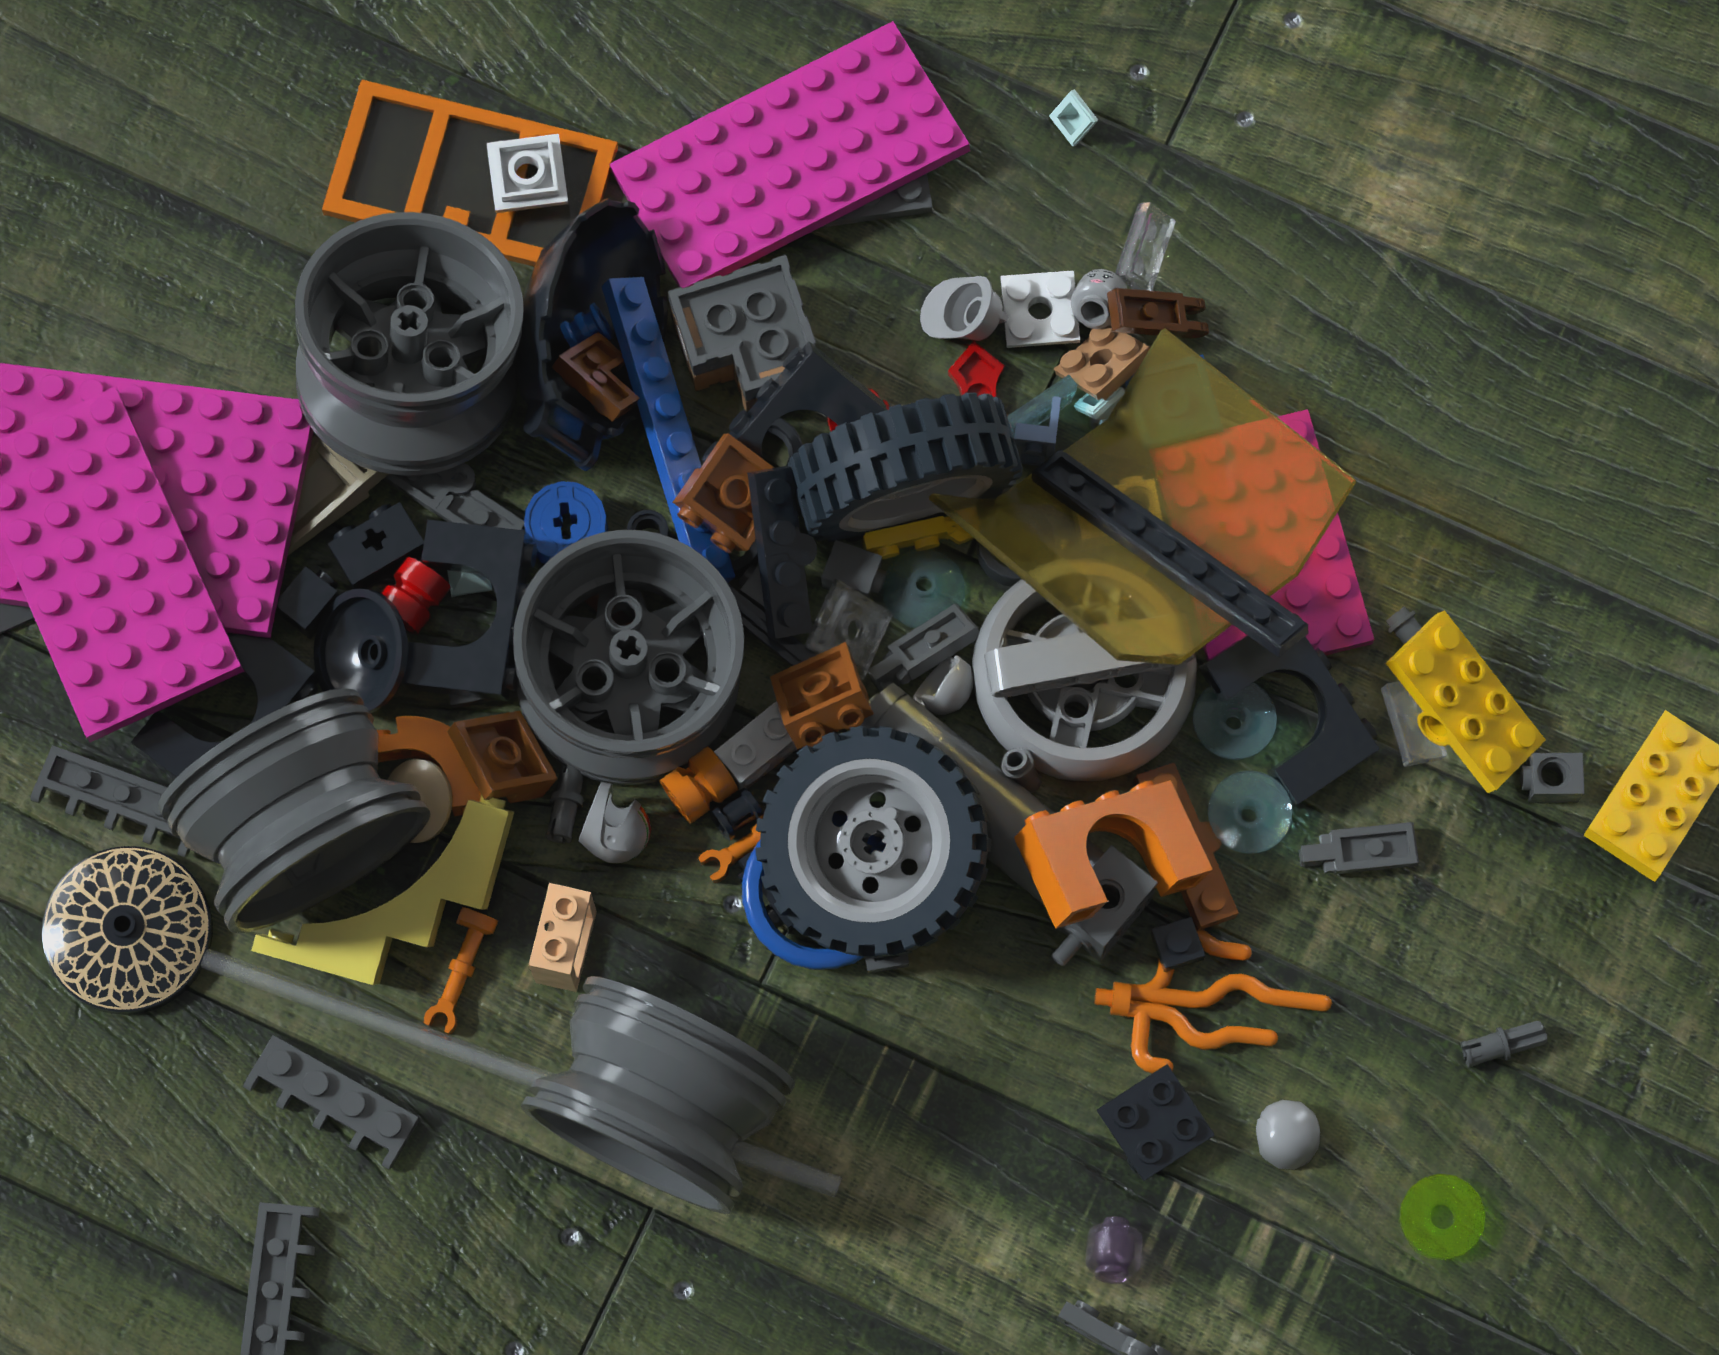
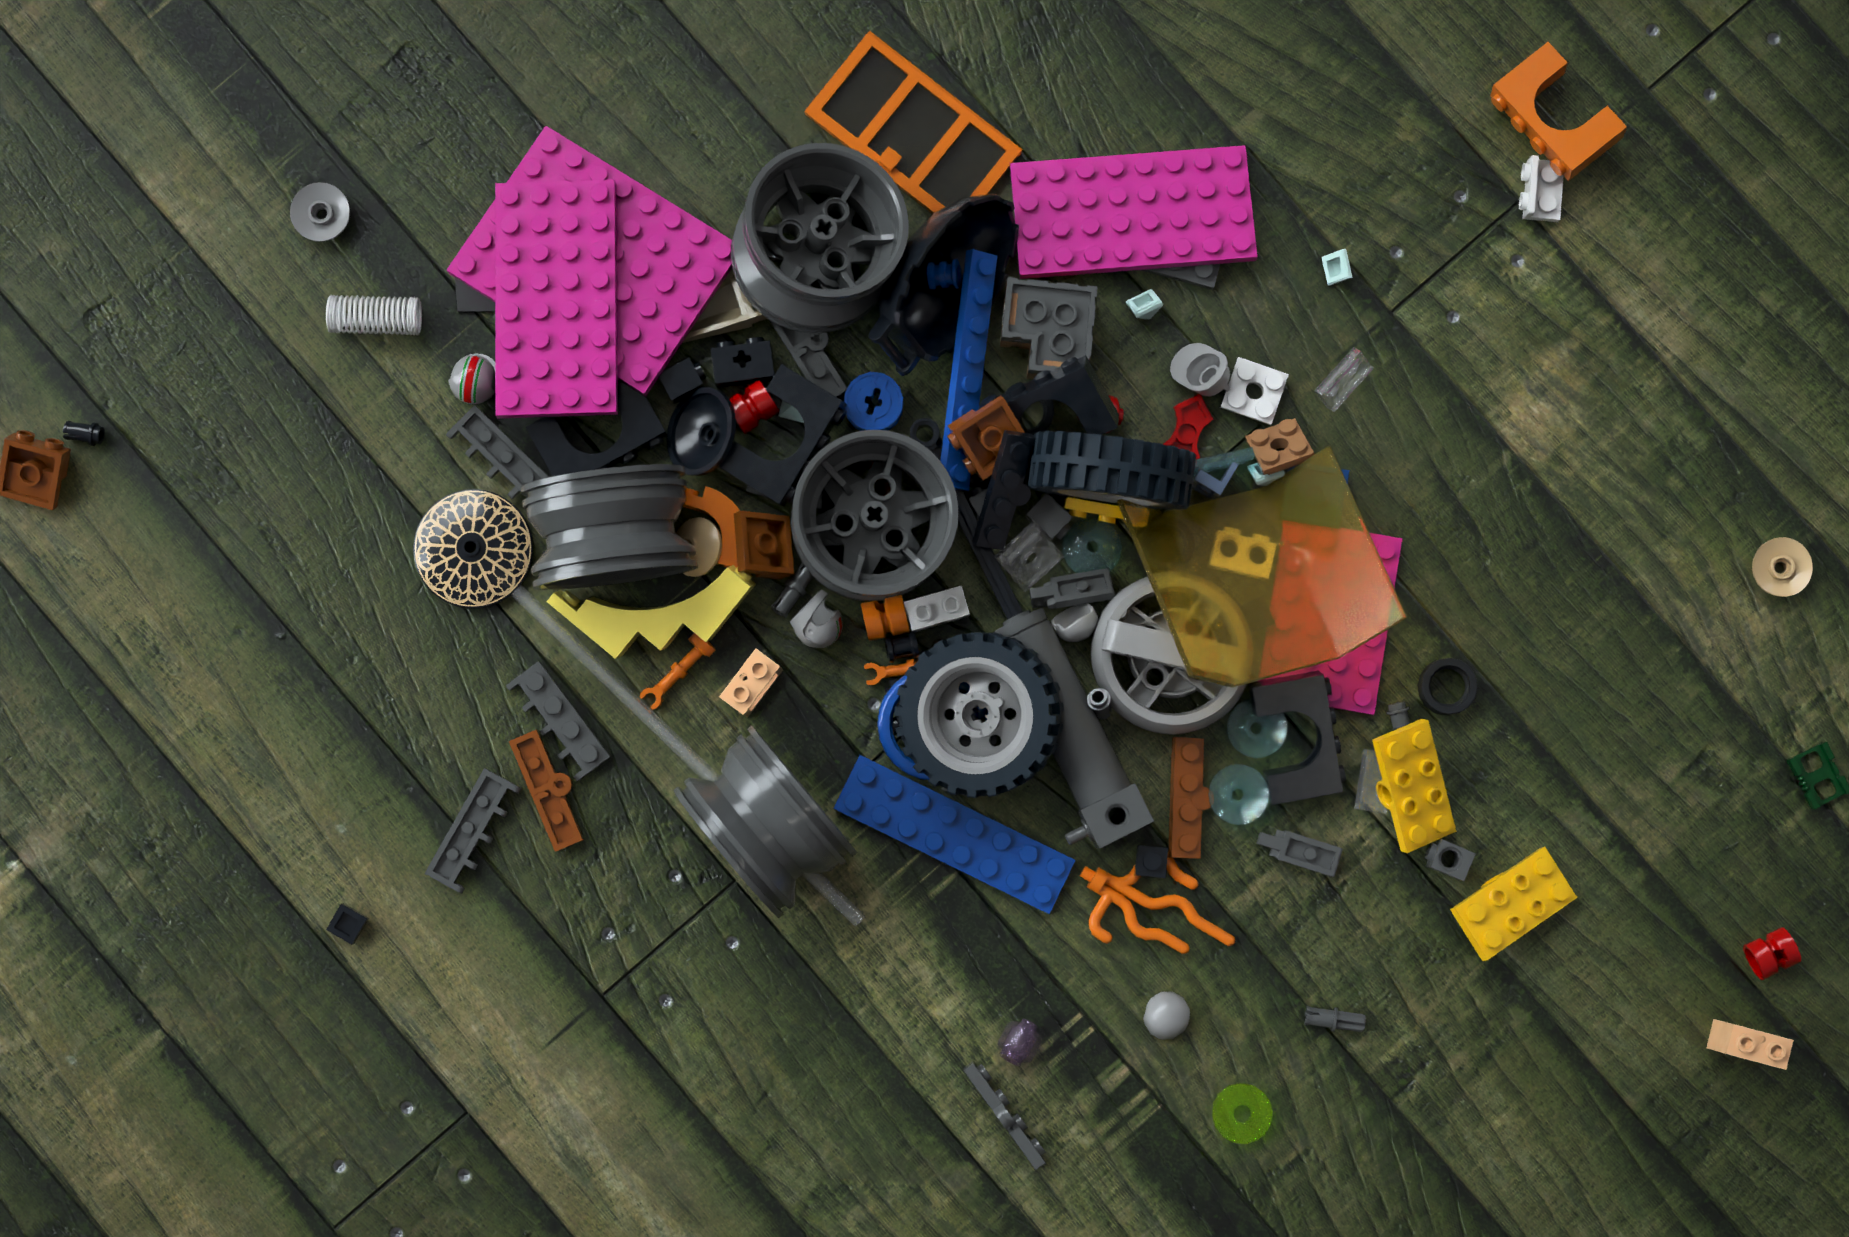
camera: 20 degrees right, 10 degrees up
(38, 713) = (473, 379): none -> light grey helmet
(355, 1196) = (547, 790): none -> dark orange hinge
(543, 189) = (955, 164): white piece -> none
(591, 371) = (930, 311): reddish brown plate -> none
(821, 696) = (989, 599): dark orange plate -> none
(856, 263) = (1145, 304): none -> light aqua slope
(911, 1022) = (954, 834): none -> blue plate
(1090, 298) = (1297, 402): light grey head -> none
(1146, 817) = (1168, 774): orange arch -> none
(1152, 311) = (1328, 429): reddish brown hinge -> none
(1155, 1123) = (1083, 972): black hinge -> none
(1170, 553) = (1262, 605): black tile -> none
(1457, 535) = (1470, 686): none -> black tyre

